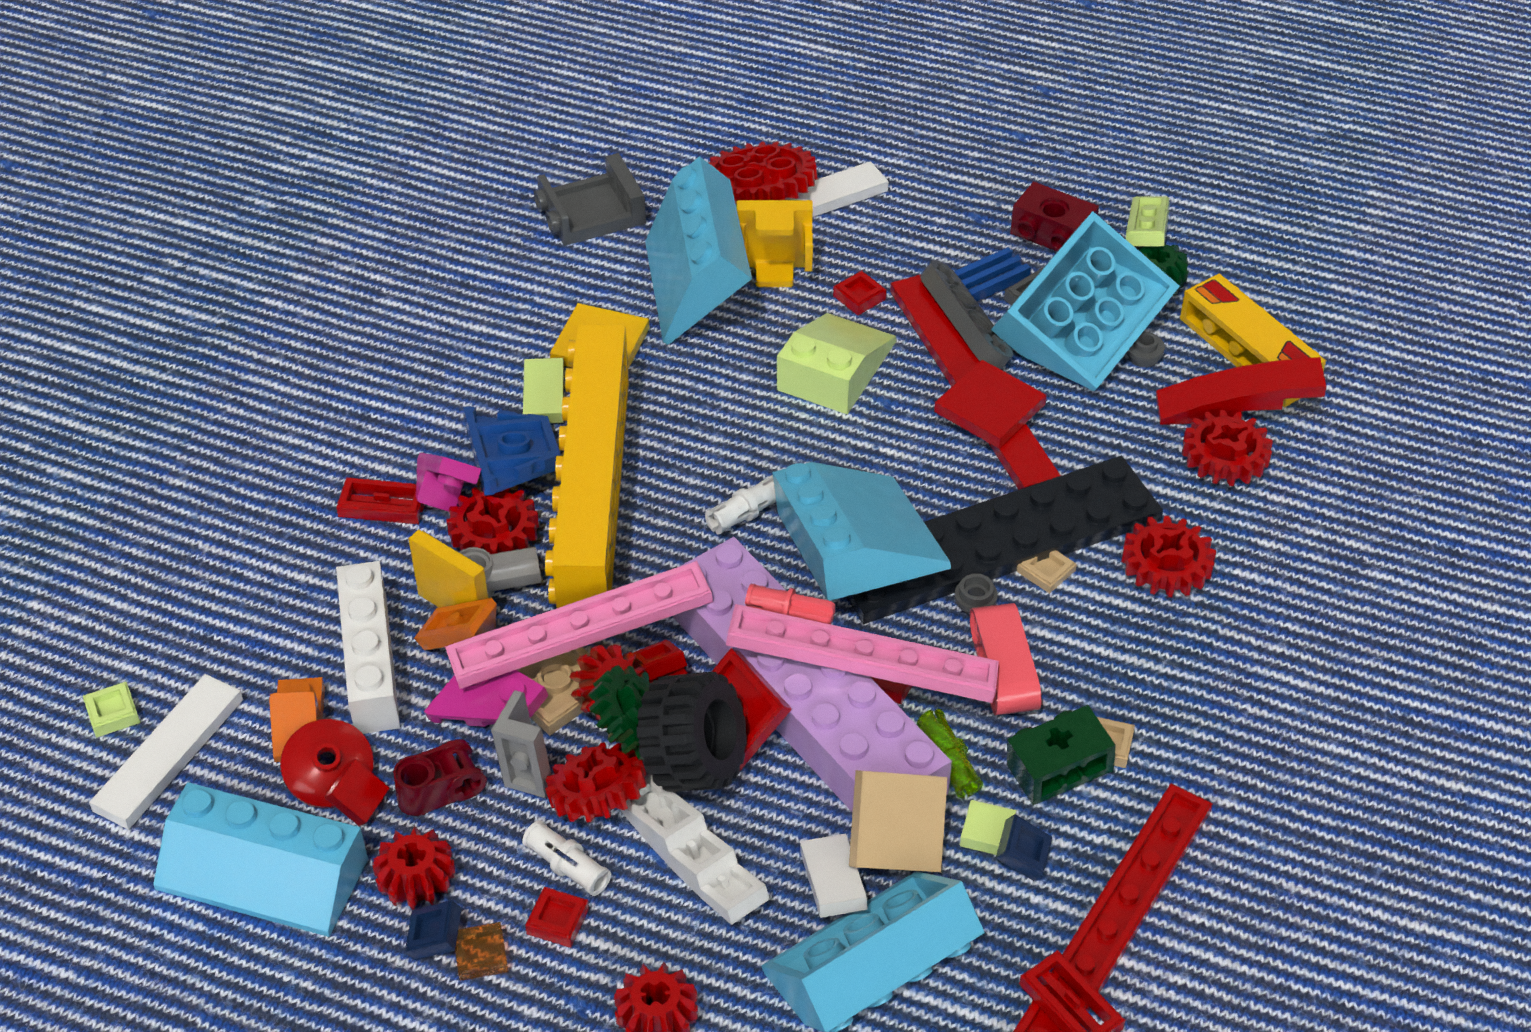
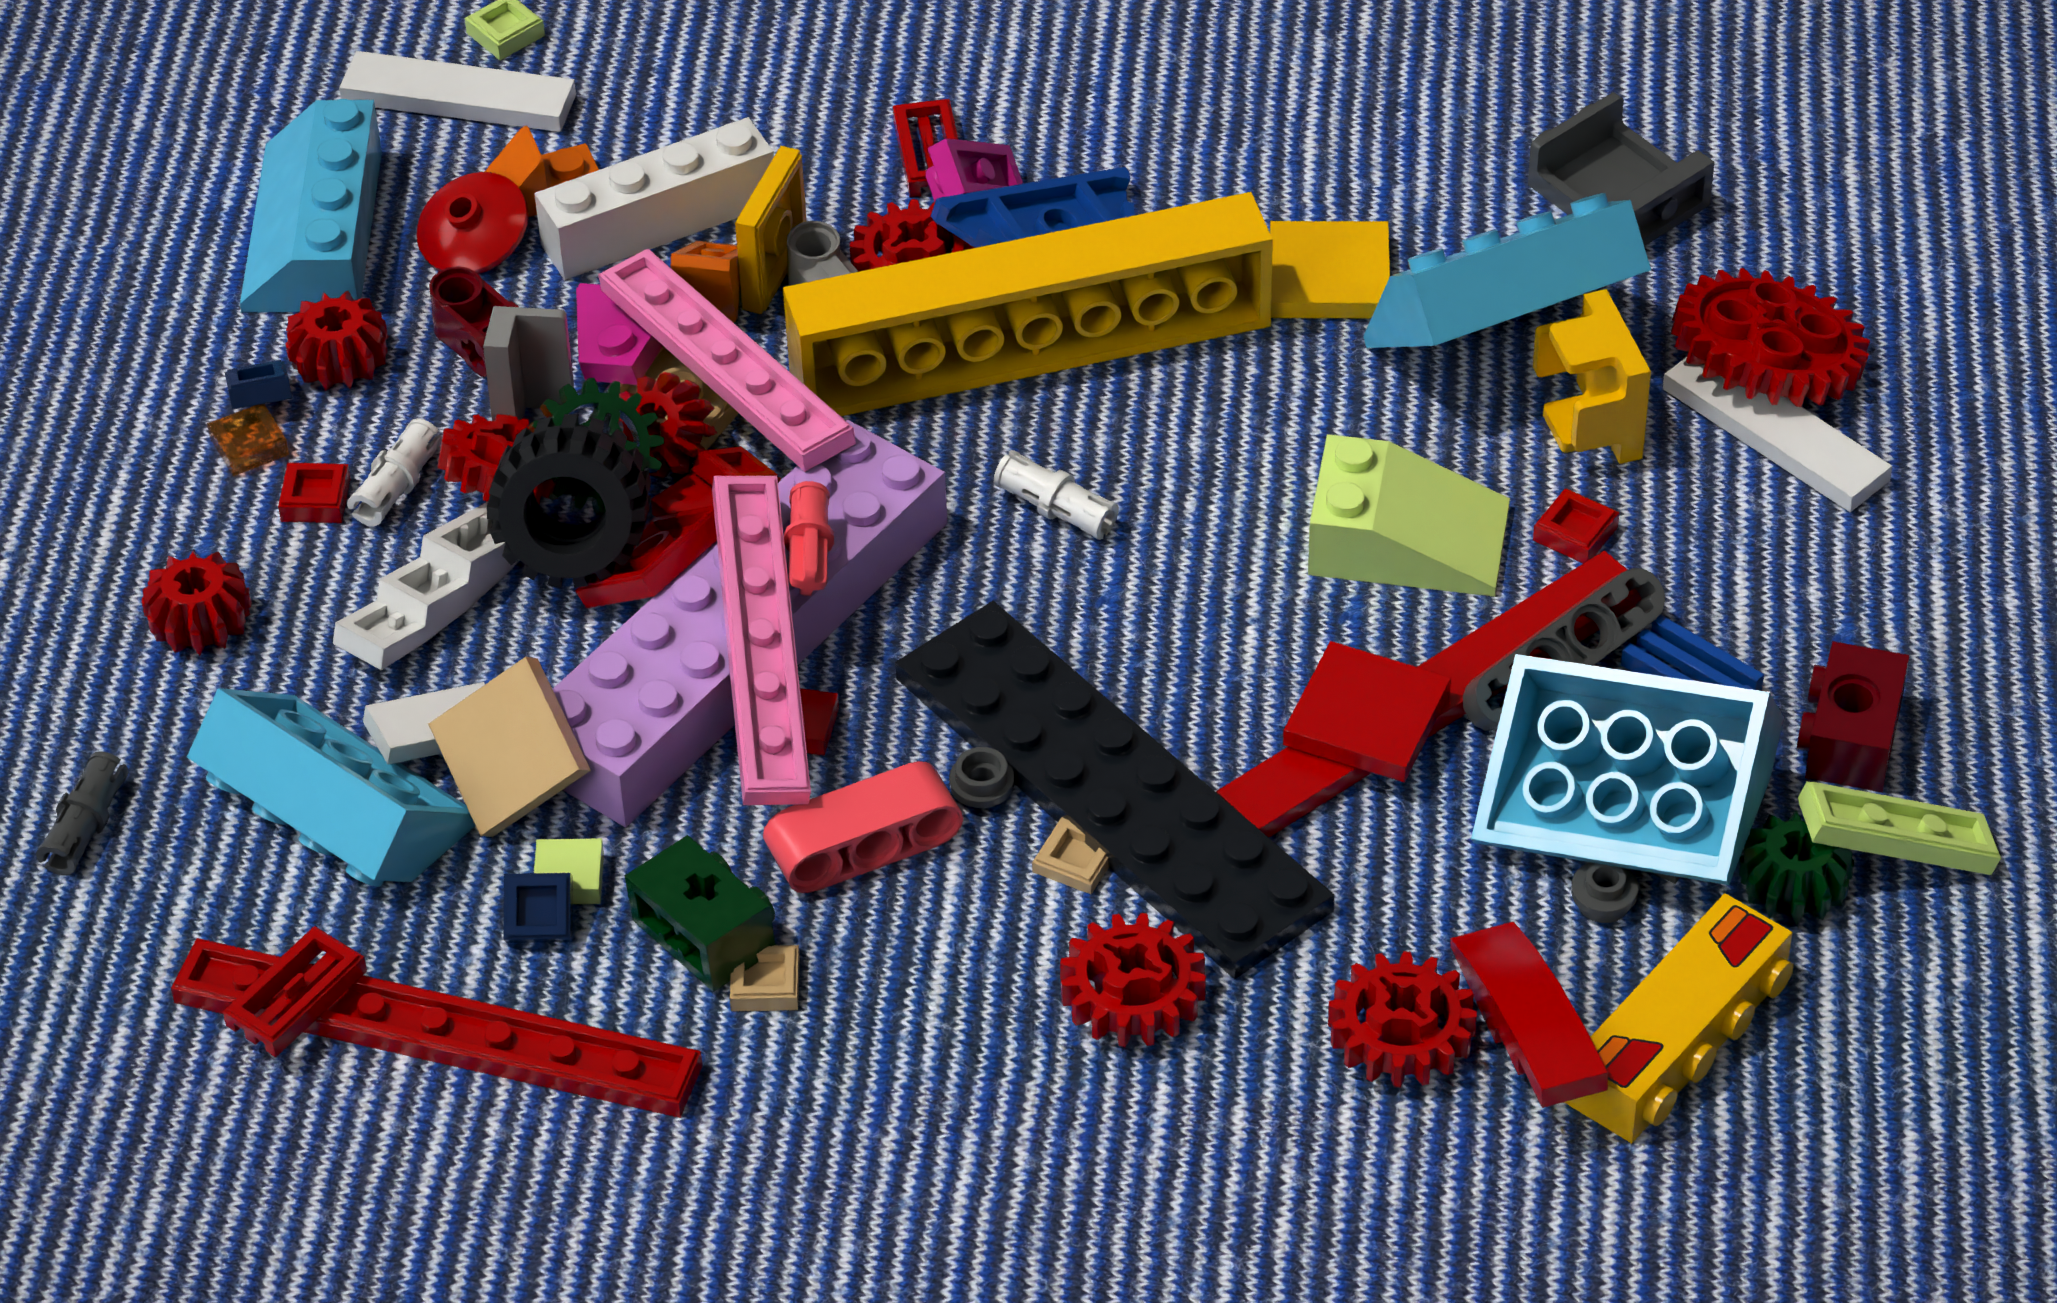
camera: 75 degrees right, 0 degrees up
(357, 792) = (428, 253): red tile -> none
(854, 528) = (1024, 597): medium azure slope -> none
(962, 772) = (676, 802): clear neon green pin -> none

